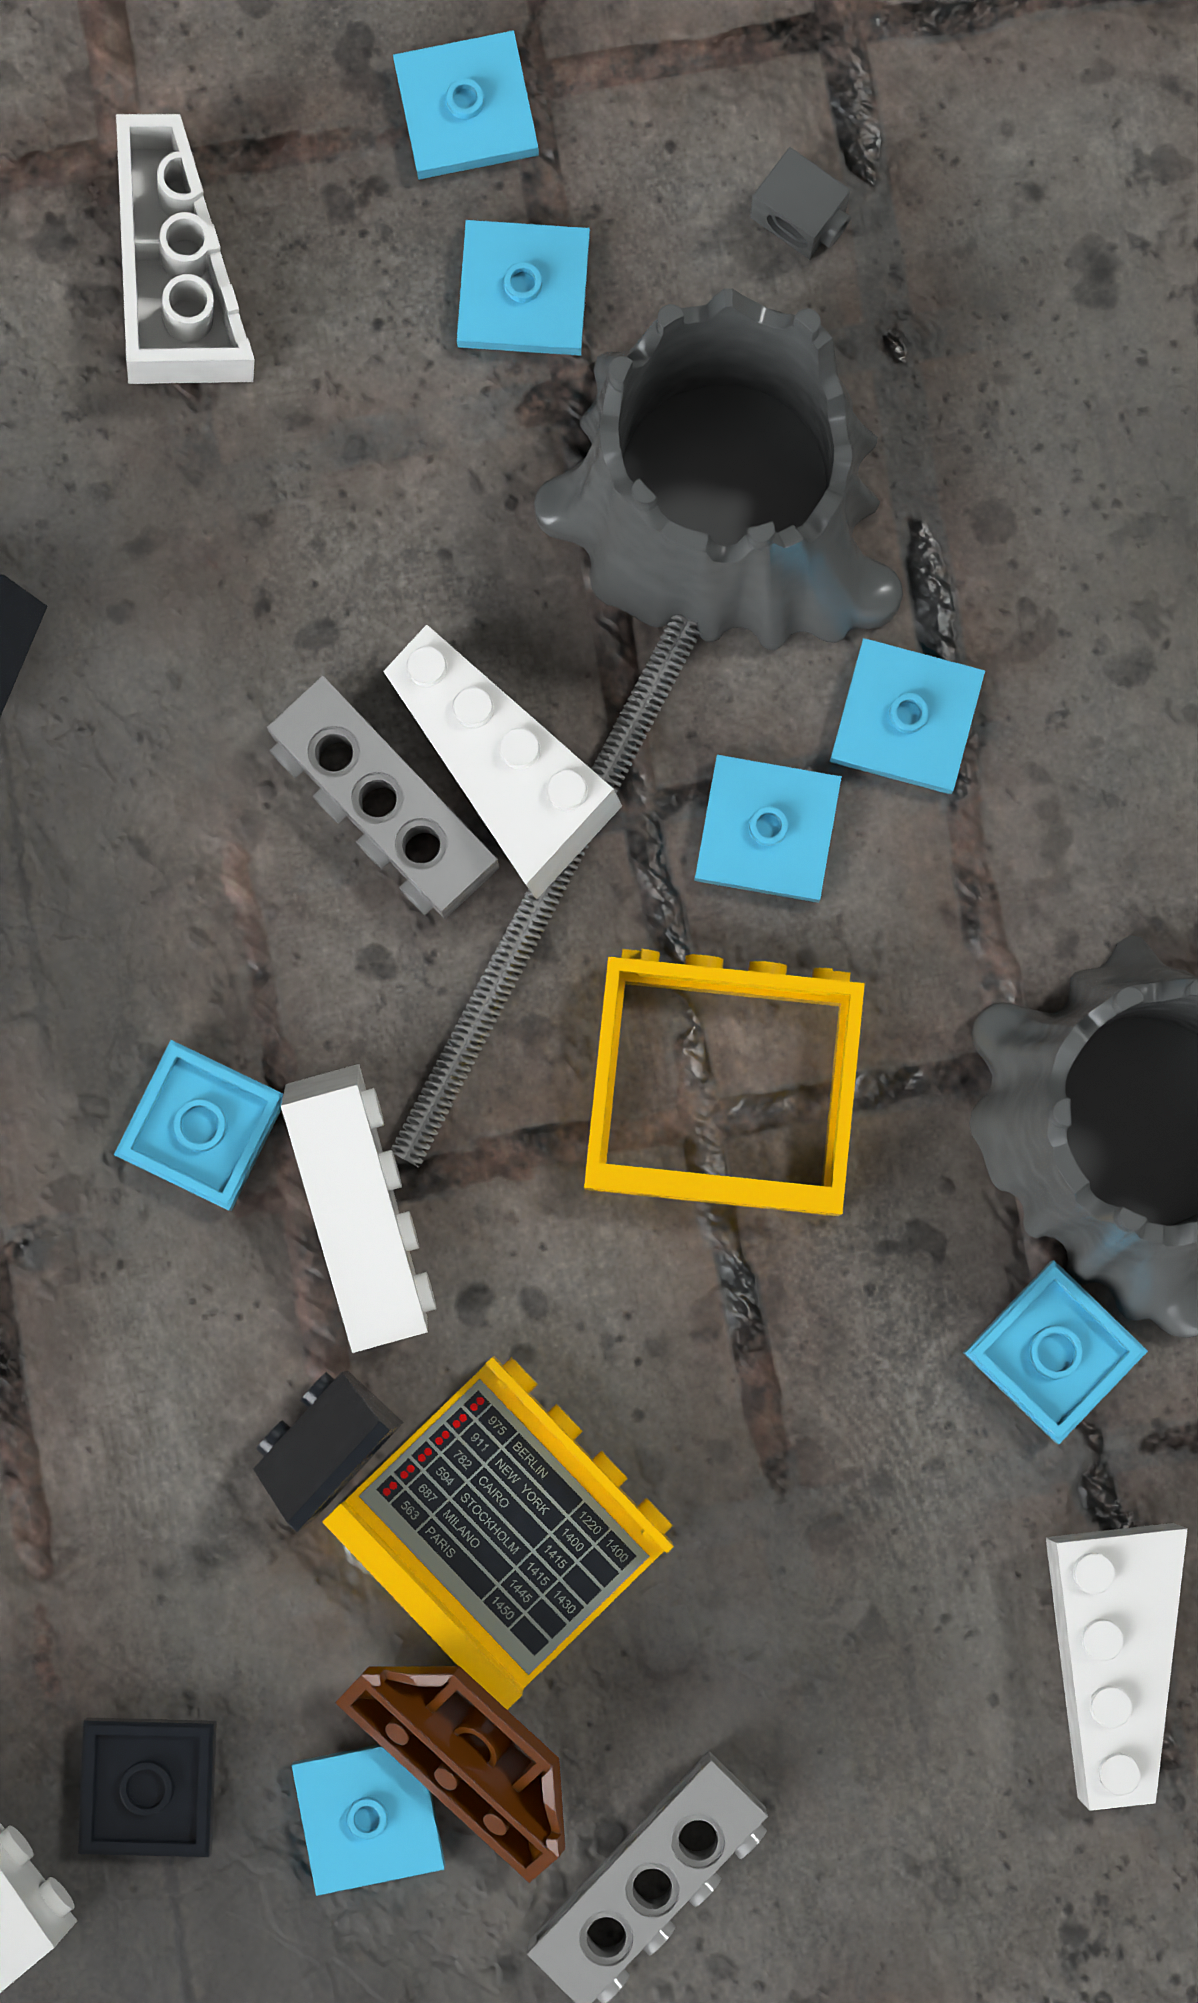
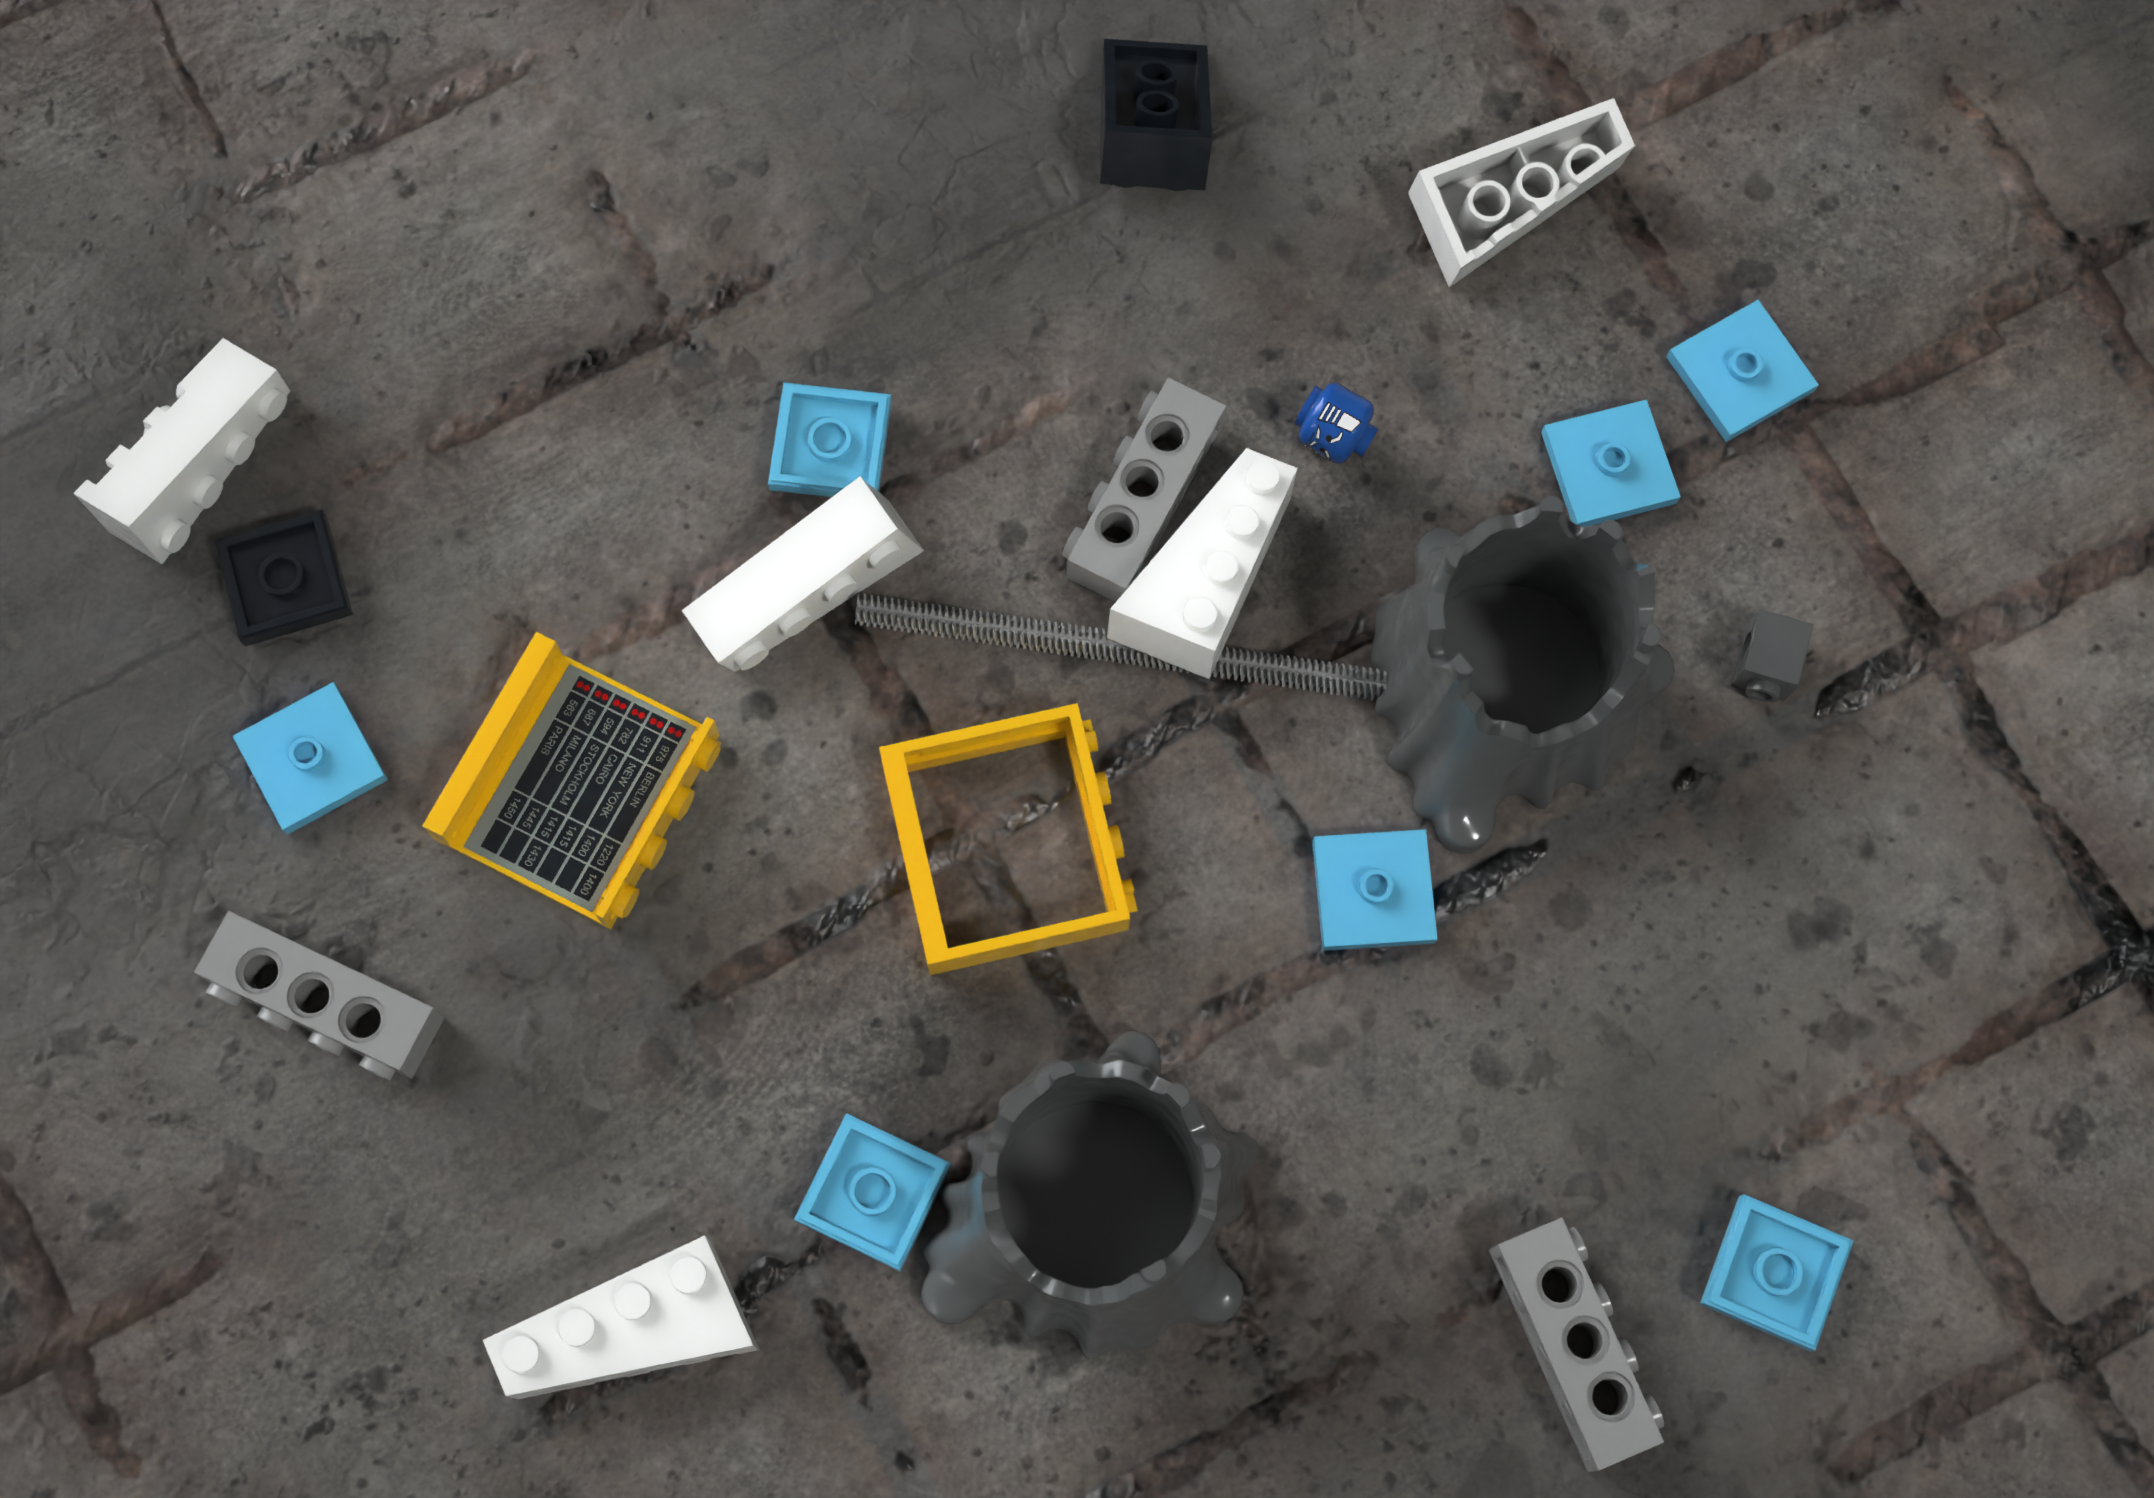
camera: 65 degrees right, 10 degrees down
(324, 1448) = (595, 617): black slope -> none
(378, 563) = (1336, 423): none -> blue head
(467, 1756) = (380, 808): reddish brown wedge -> none
(768, 828) = (1235, 807): medium azure plate -> none

